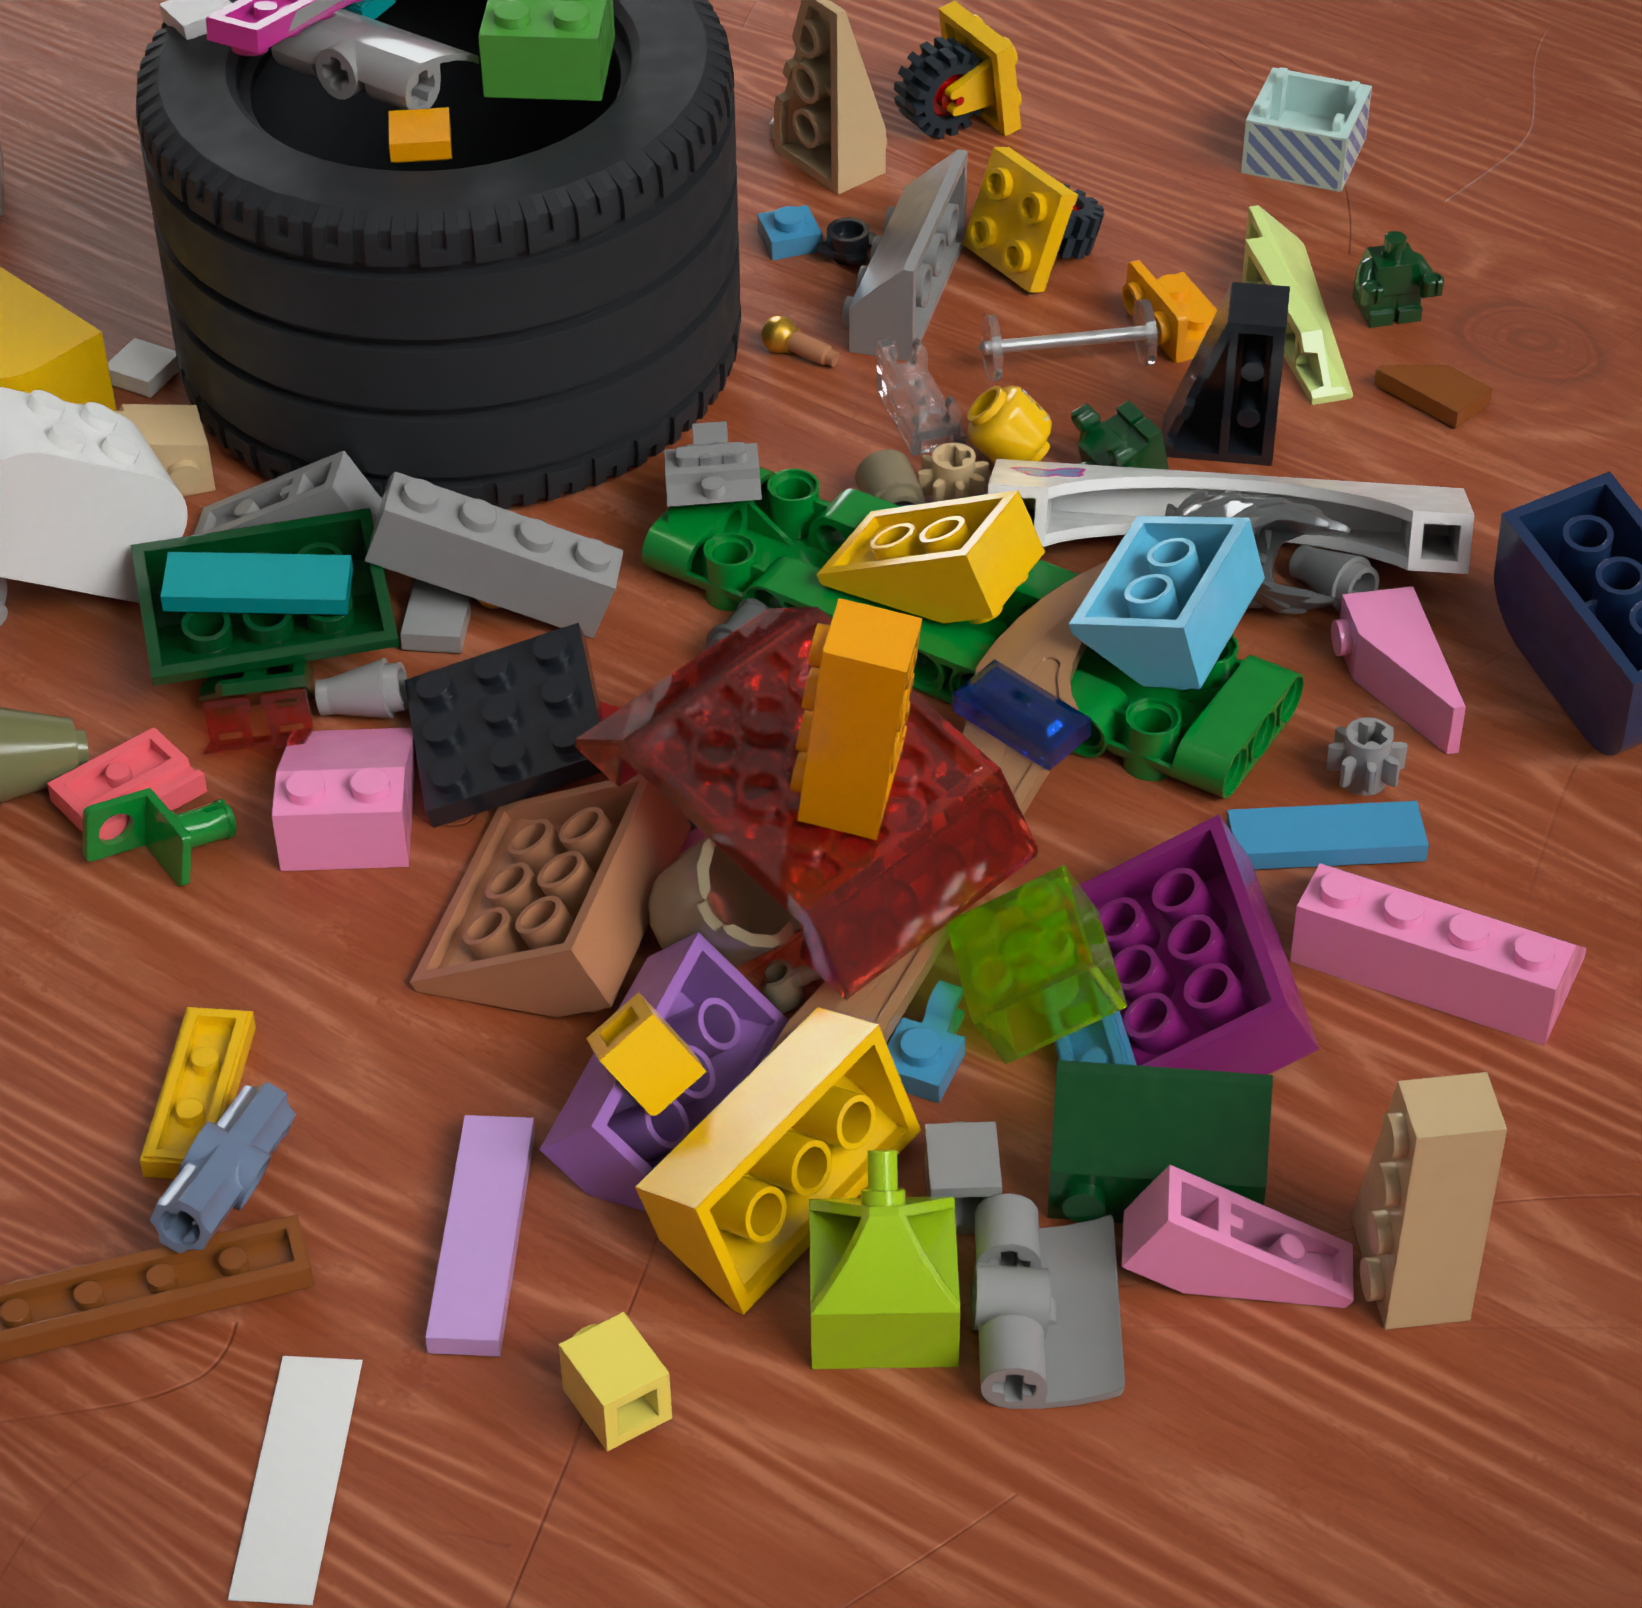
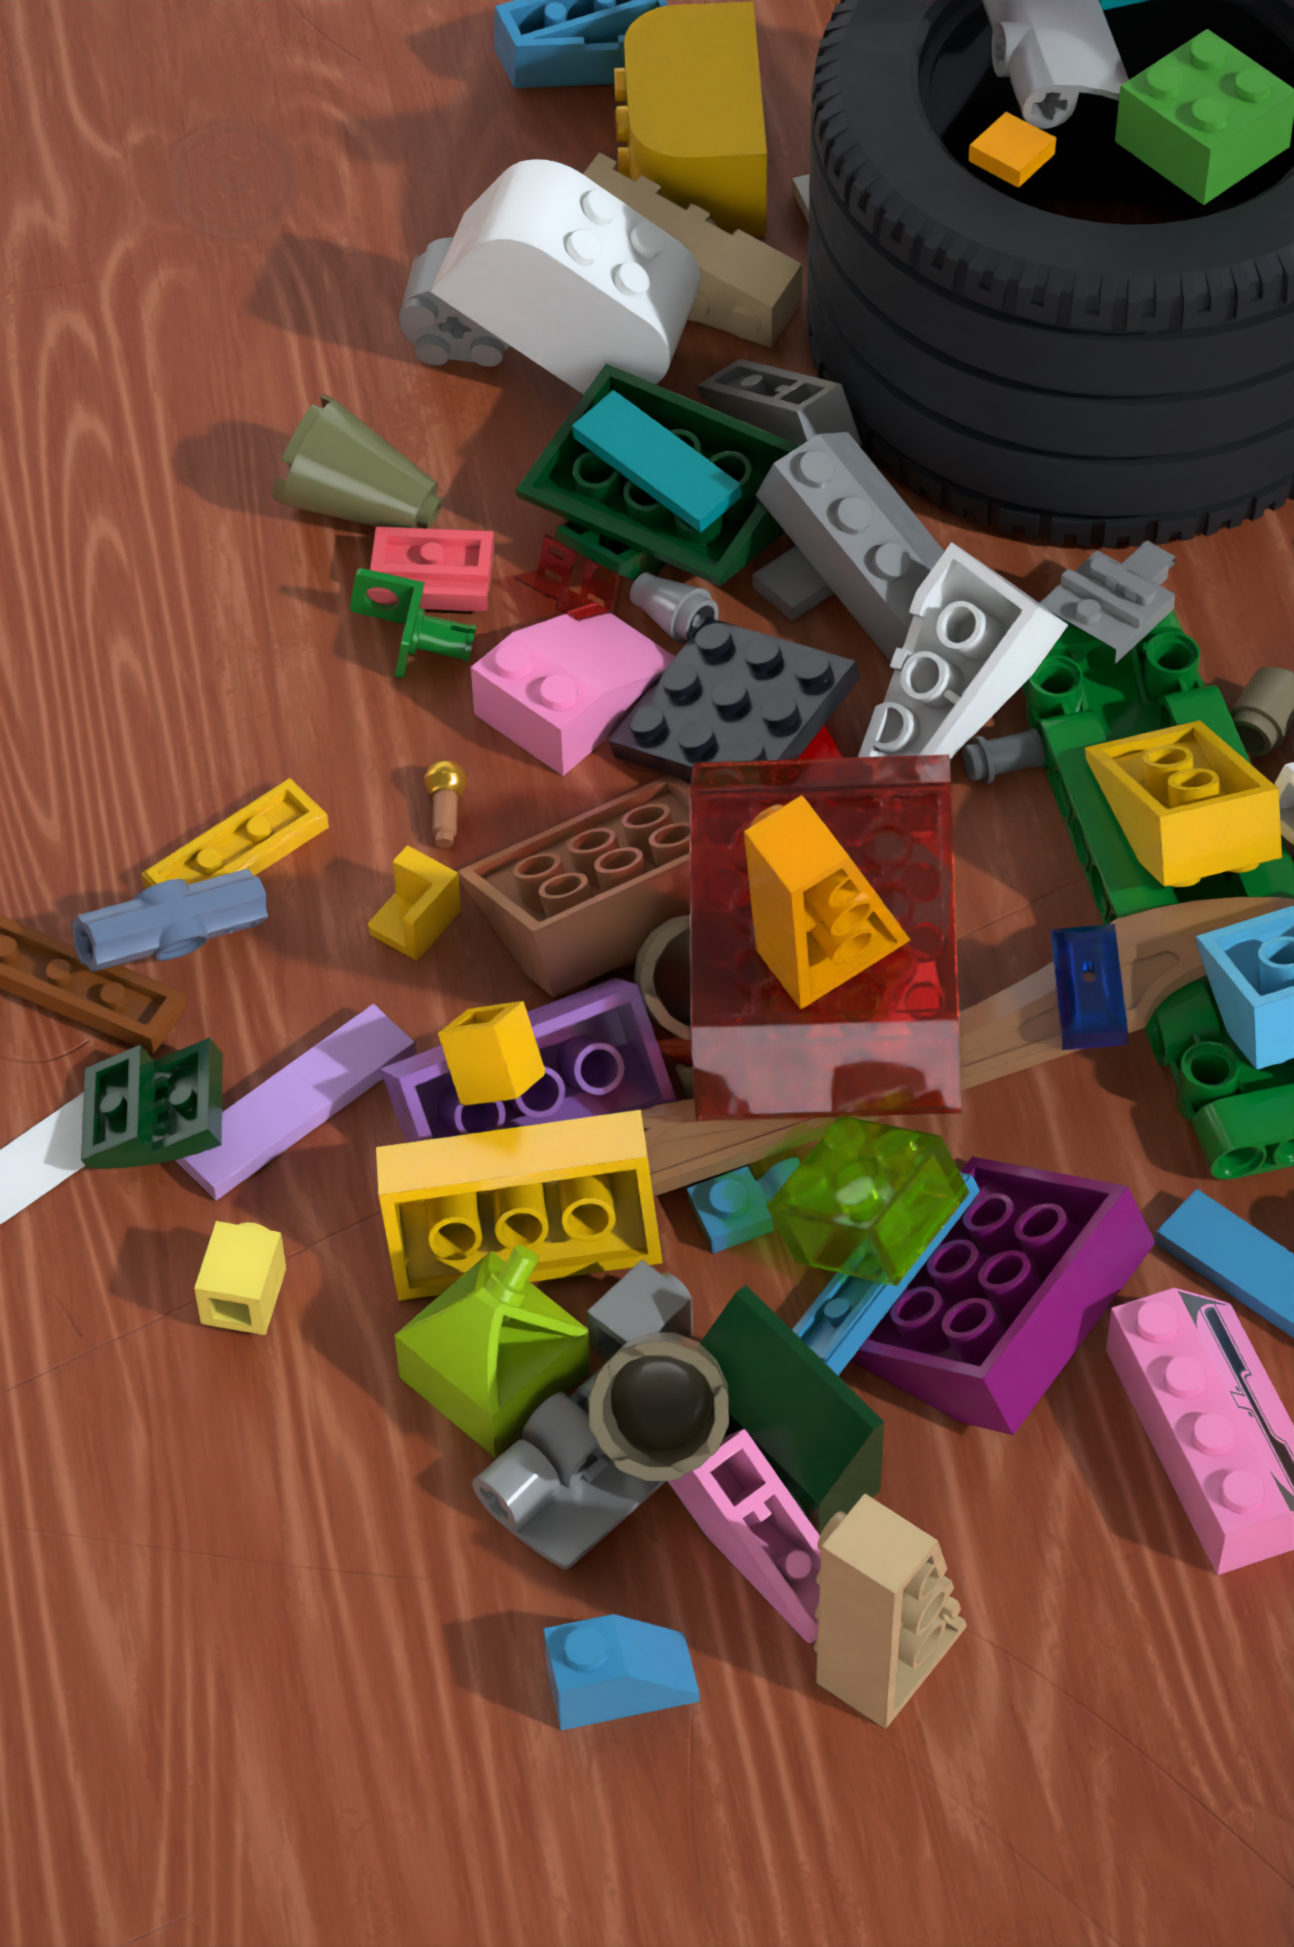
camera: 45 degrees right, 10 degrees up
(327, 927) = (445, 784): none -> piece
(371, 1319) = (152, 1109): none -> dark green slope
(410, 1021) = (421, 906): none -> yellow panel
(652, 571) = (961, 659): none -> white wedge
(1100, 1187) = (660, 1407): none -> dark tan cylinder
(1249, 1436) = (616, 1669): none -> dark azure slope

